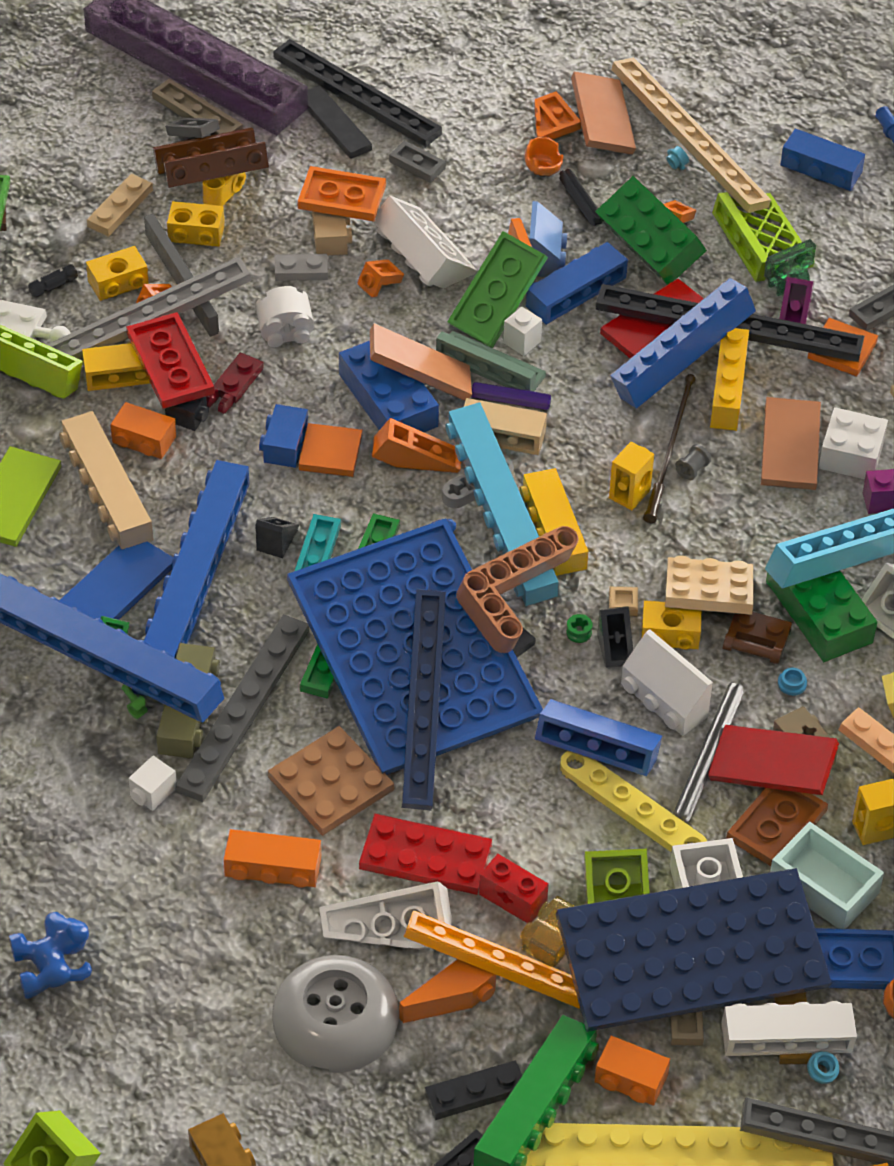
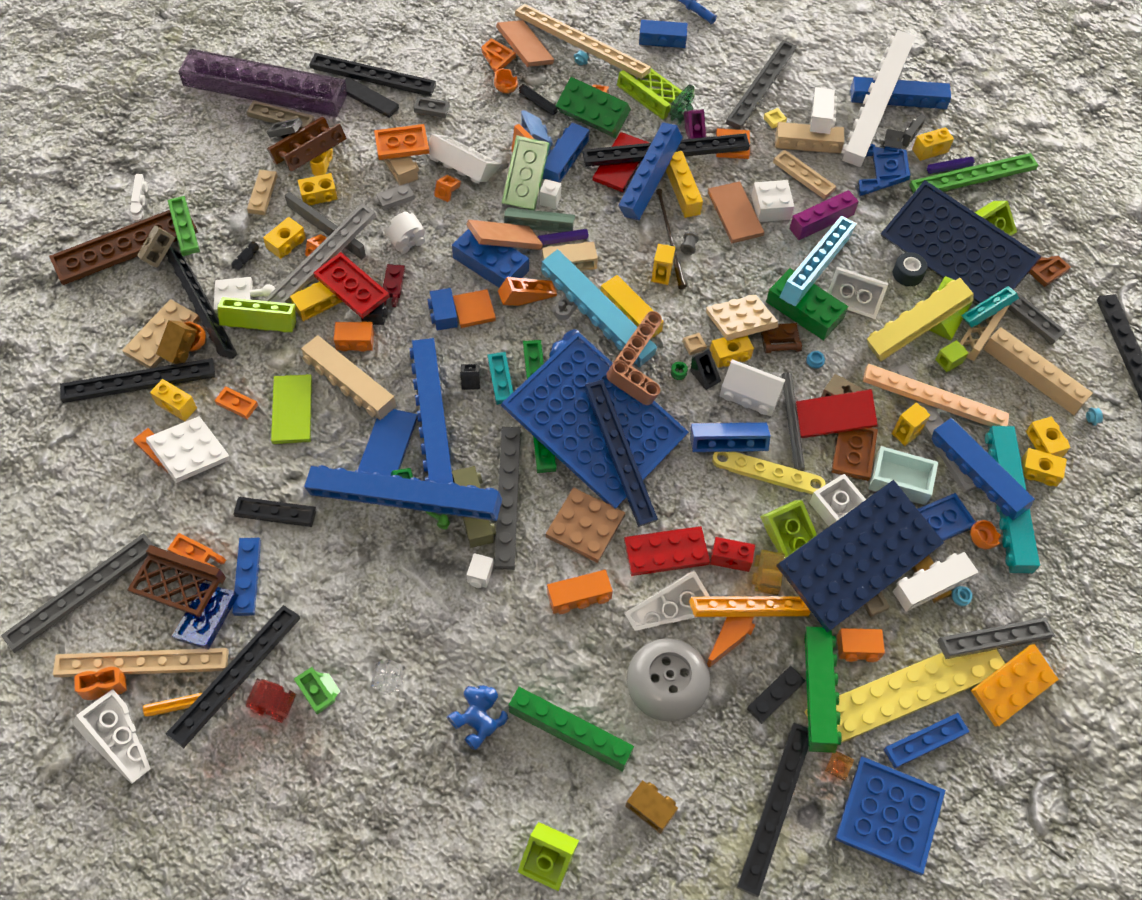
camera: 25 degrees left, 10 degrees up
(166, 1020) = (571, 729): none -> green brick

